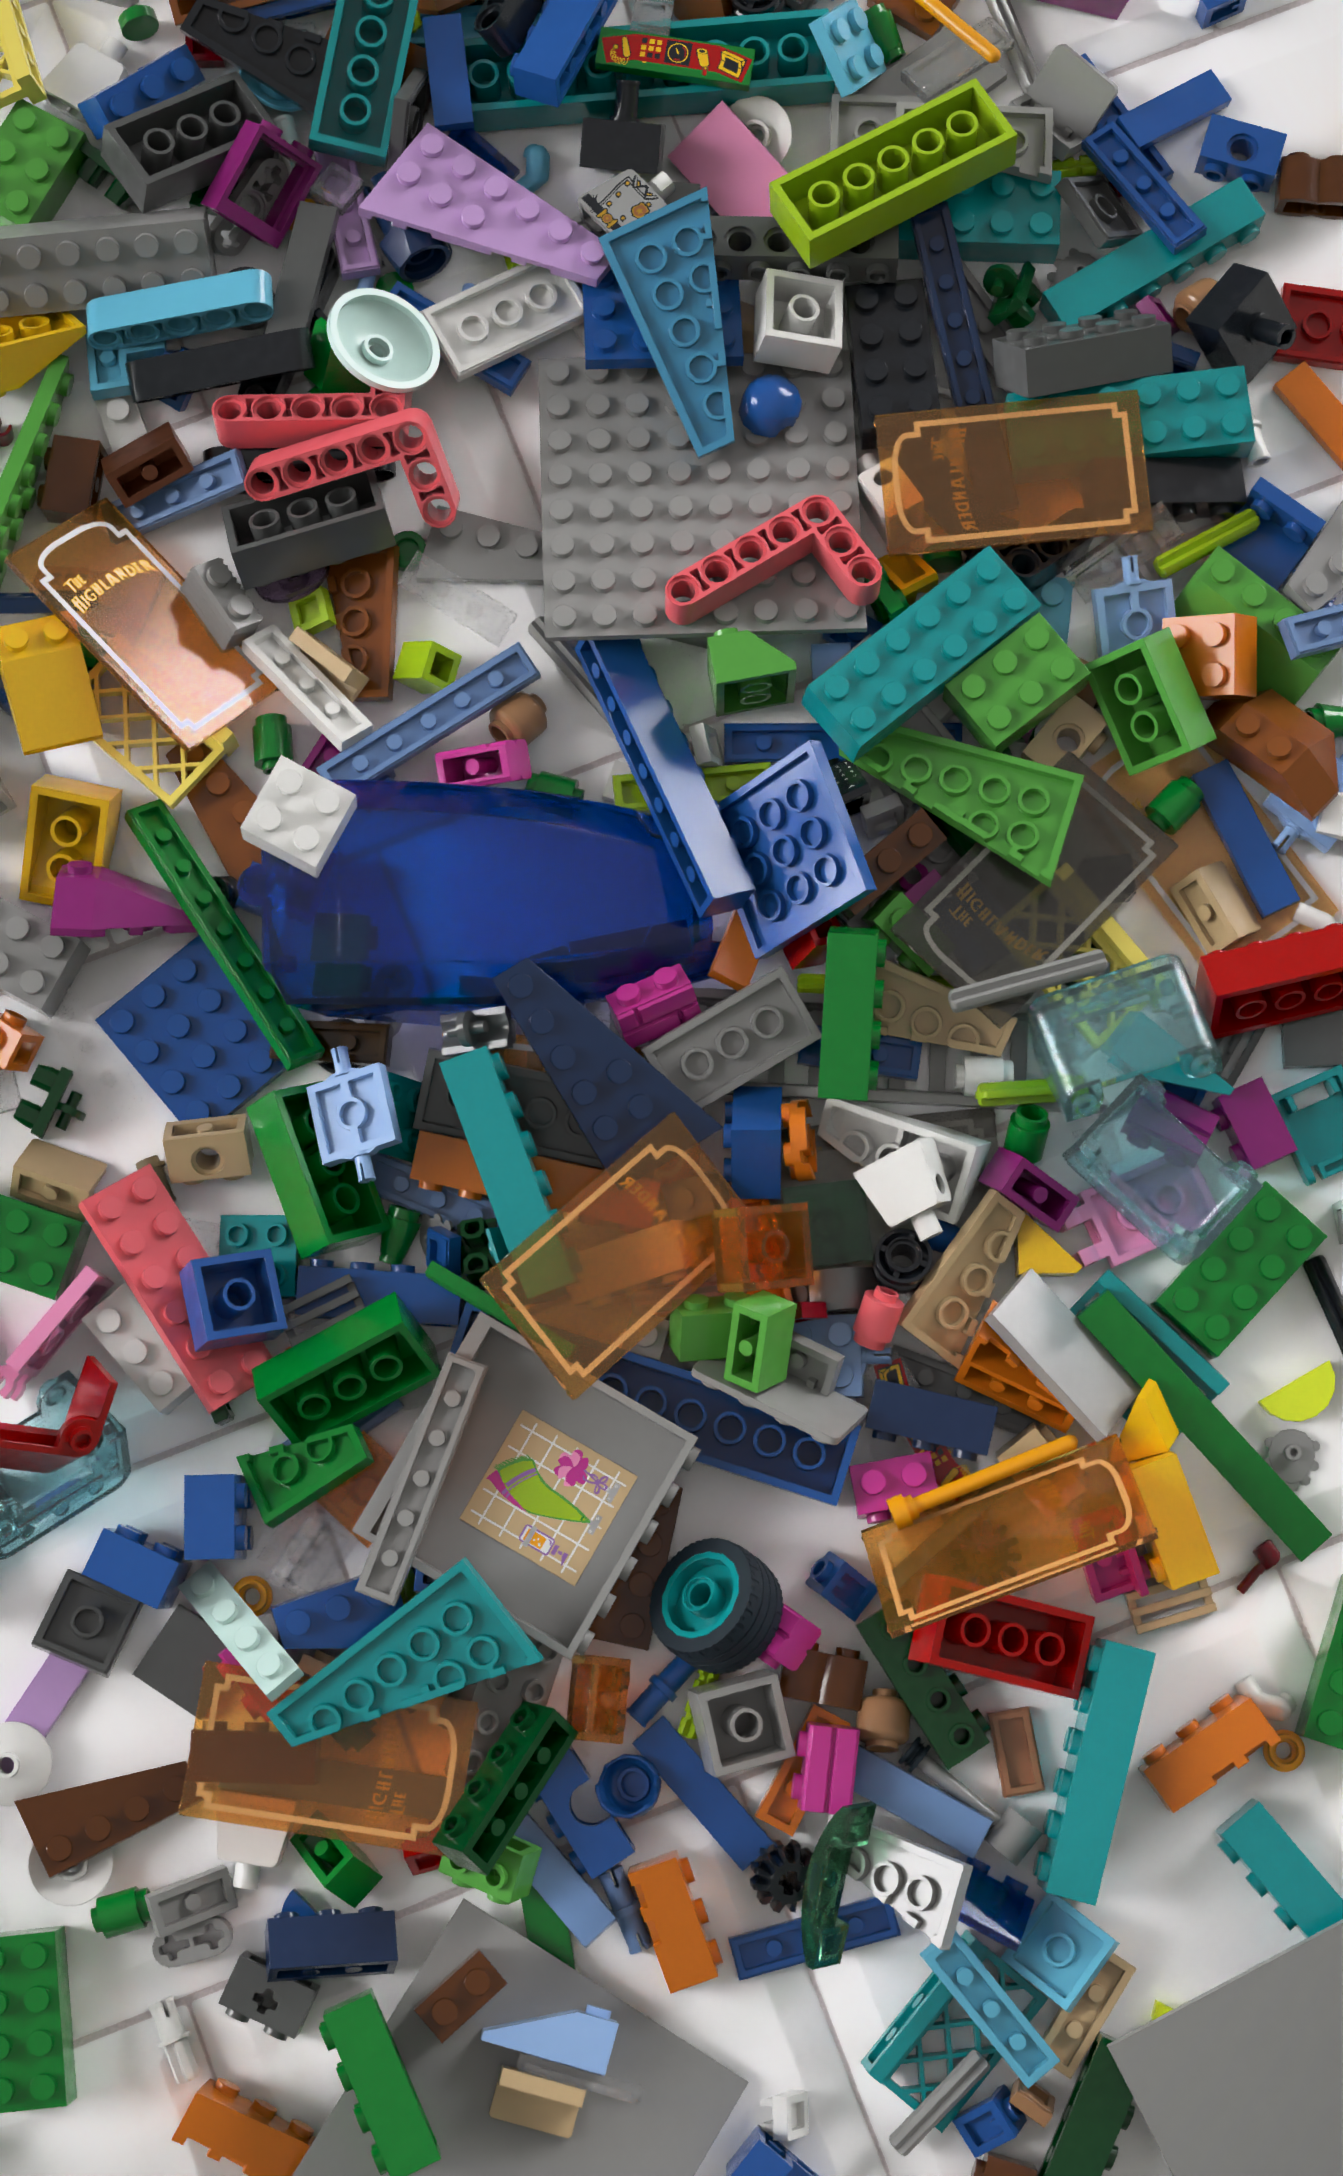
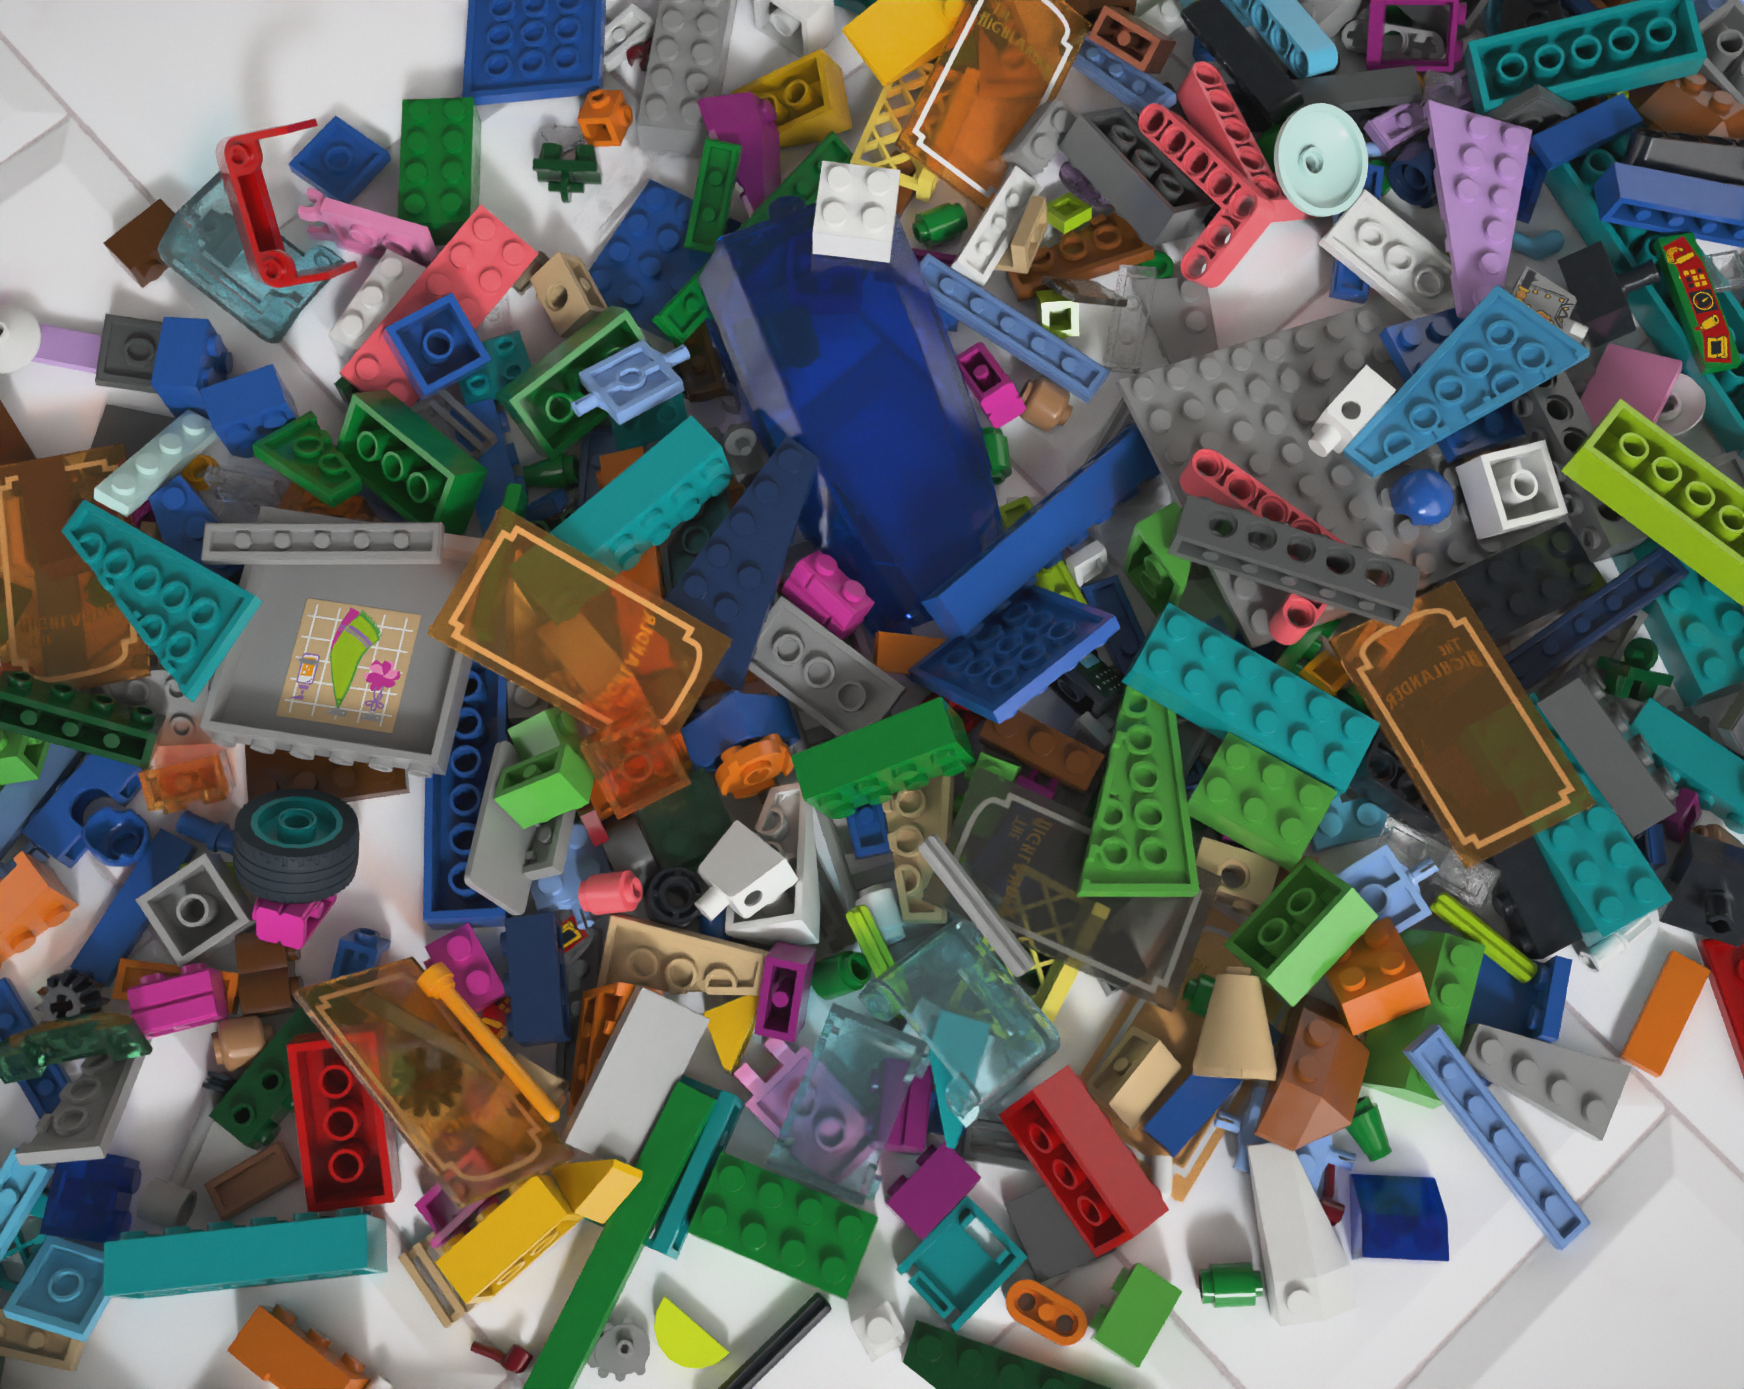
camera: 65 degrees right, 10 degrees down
(55, 1178) = (510, 195): tan panel -> none
(161, 959) = (713, 195): none -> green tile
(418, 631) = (1084, 291): none -> clear smoke piece
(668, 434) = (1350, 412): none -> white torso
(760, 635) = (1273, 566): none -> dark grey brick
(920, 1803) = (174, 1102): medium blue tile -> none
(1221, 798) = (1236, 1030): none -> tan cone

